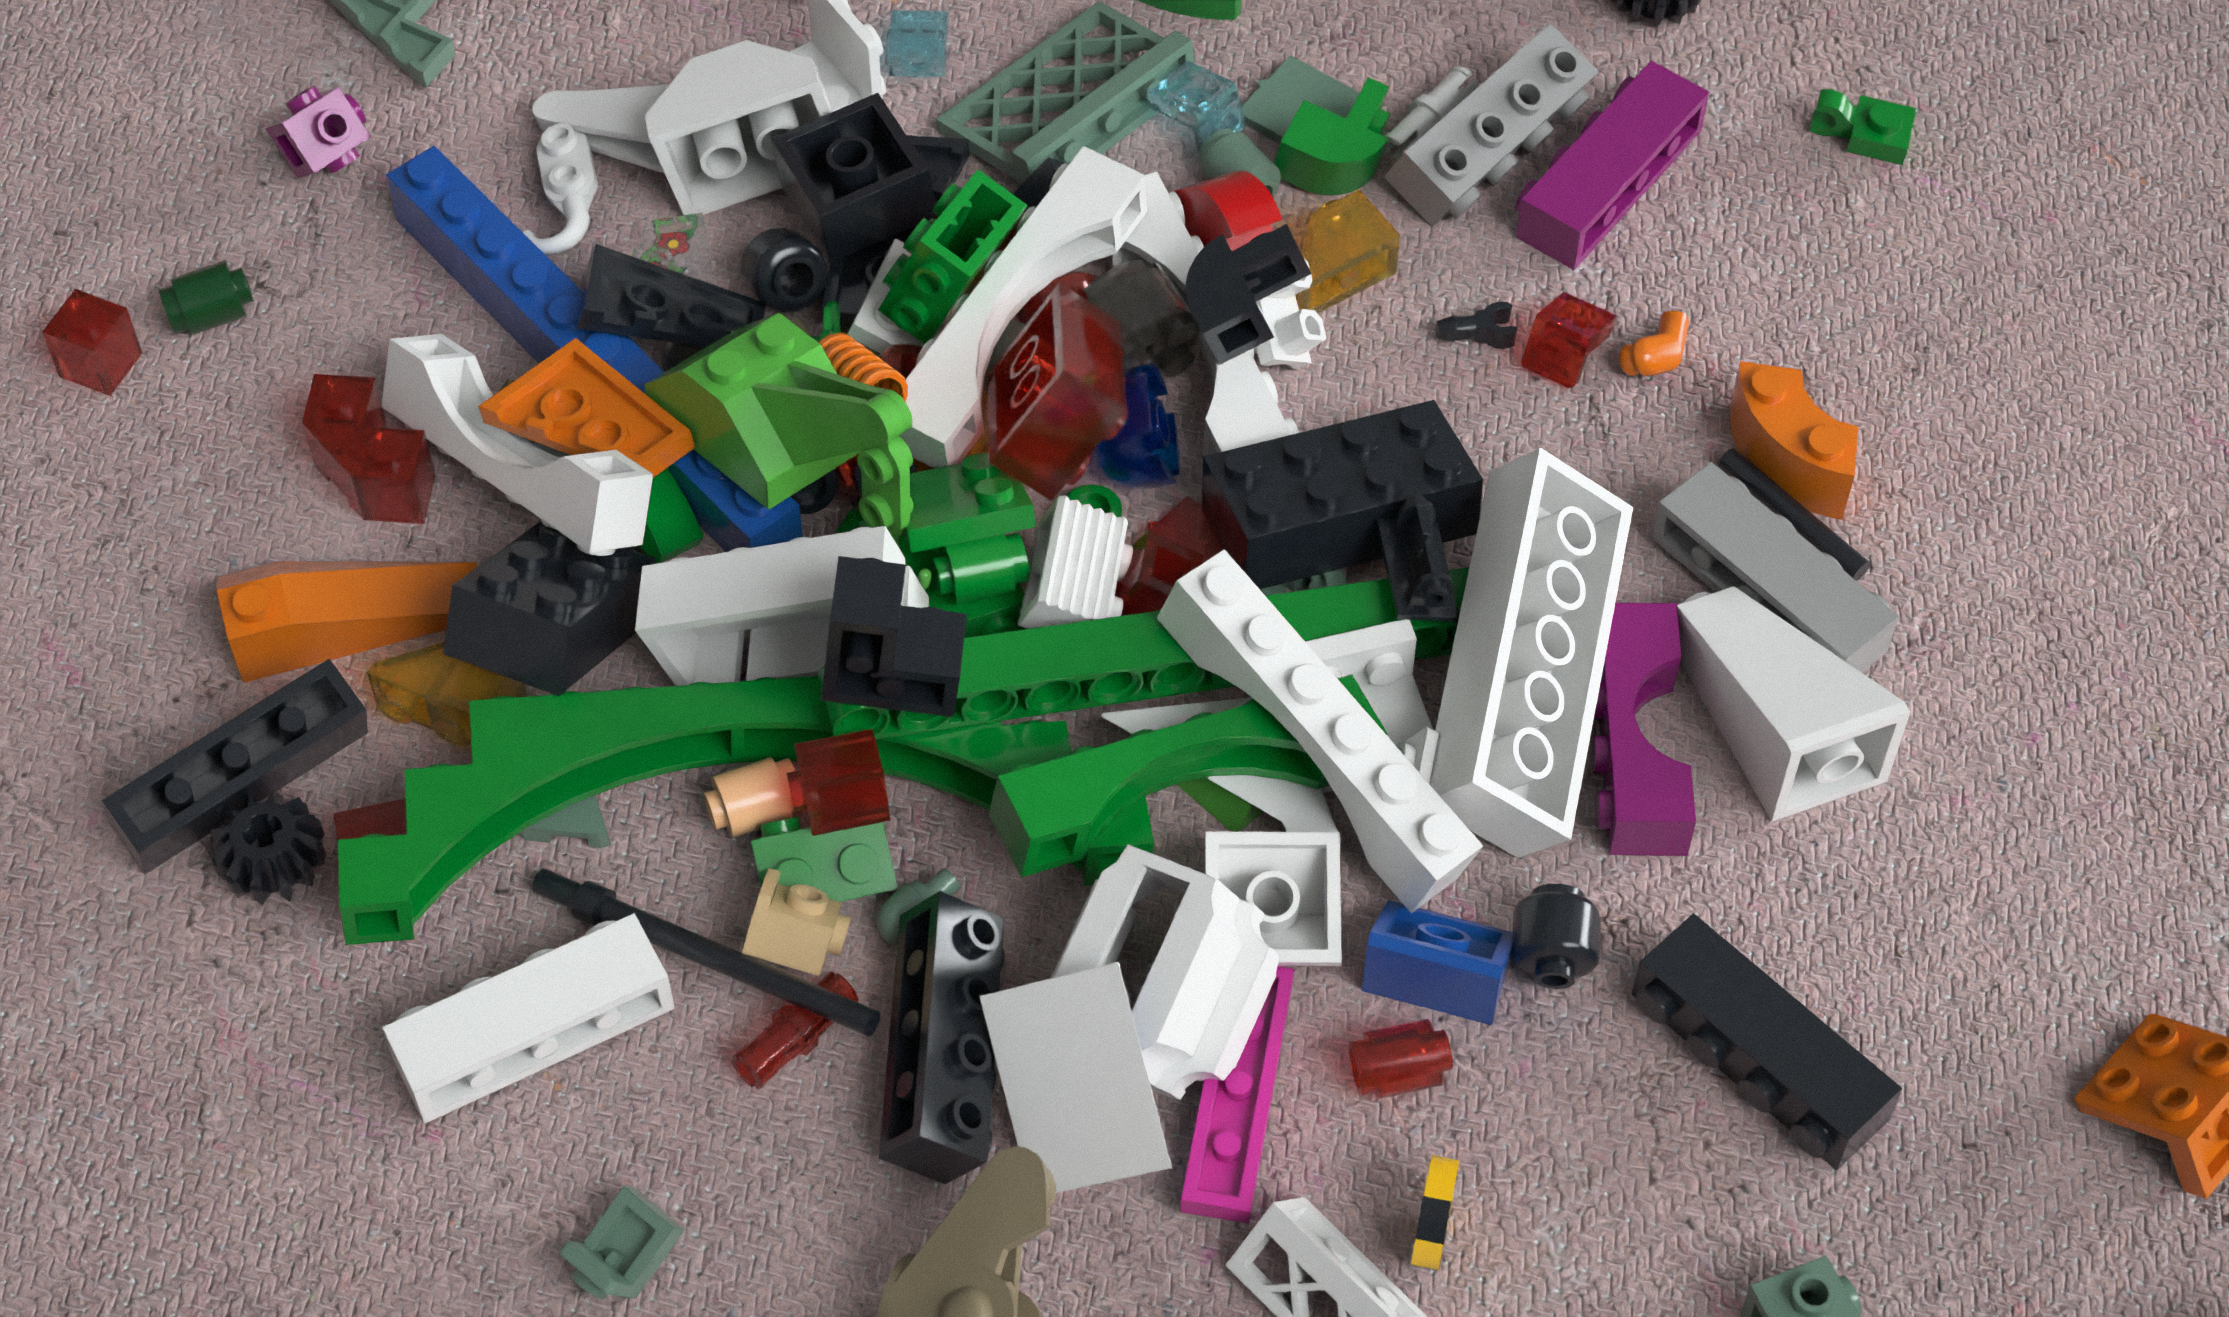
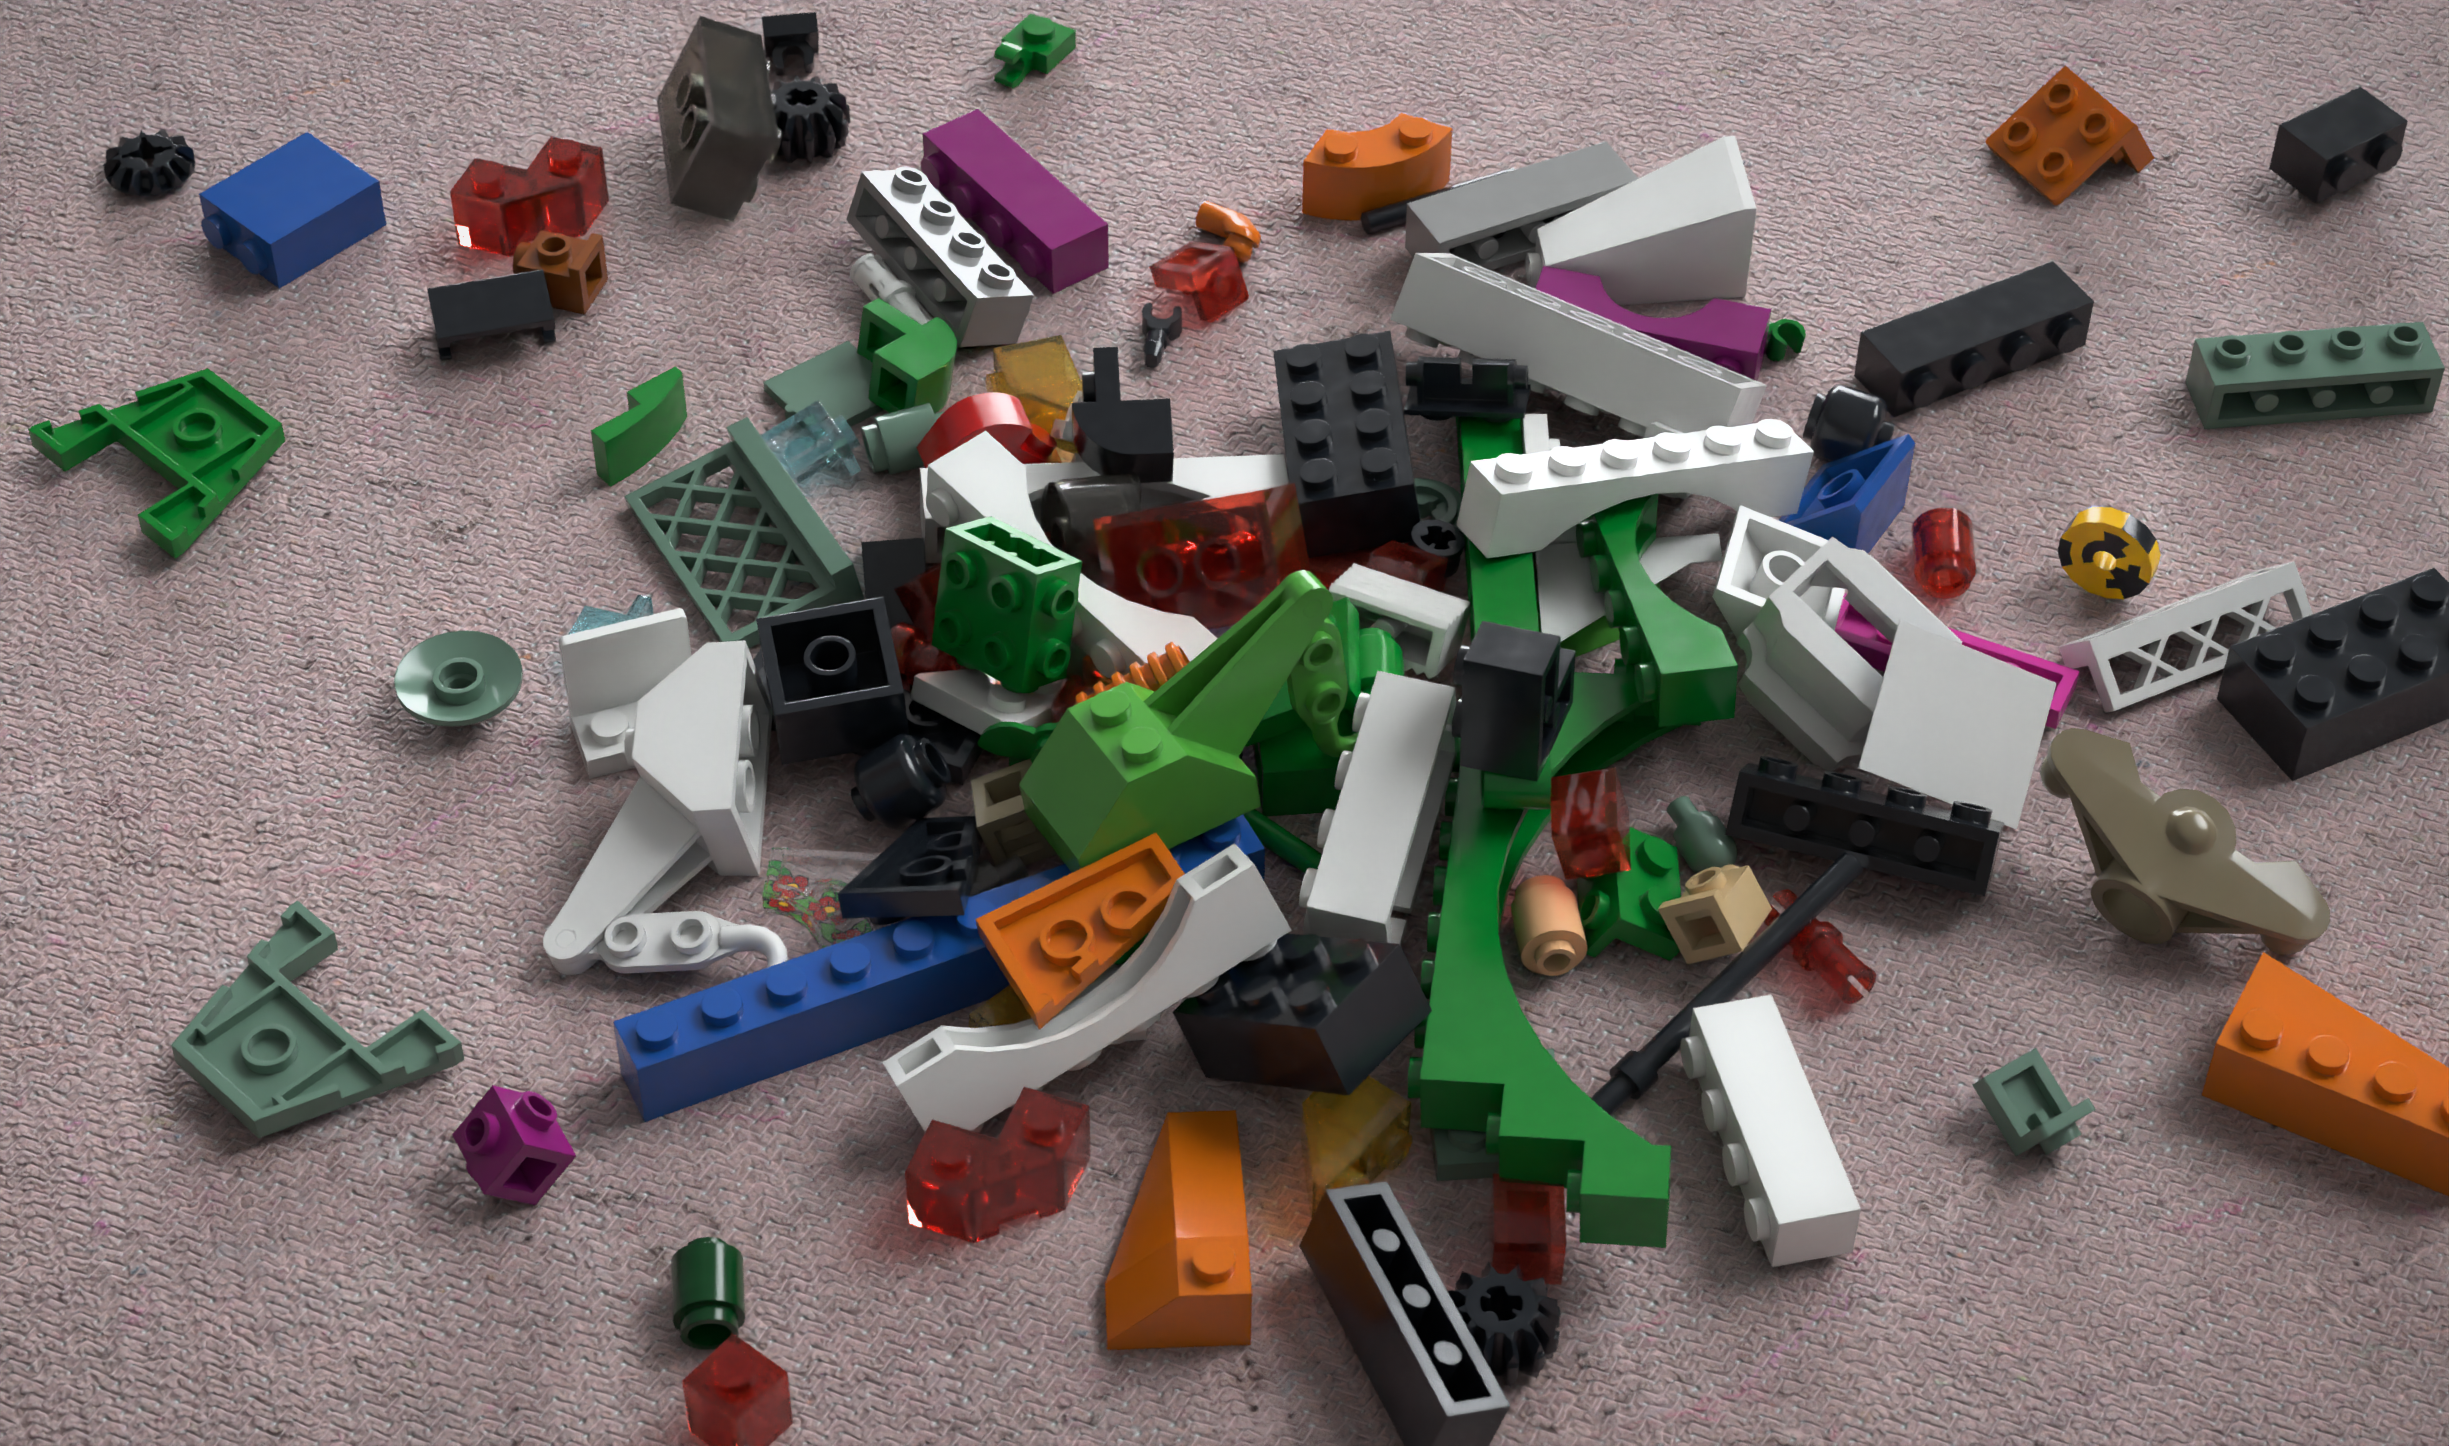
camera: 75 degrees left, 10 degrees down
(1709, 851) = (1783, 334): none -> green hand

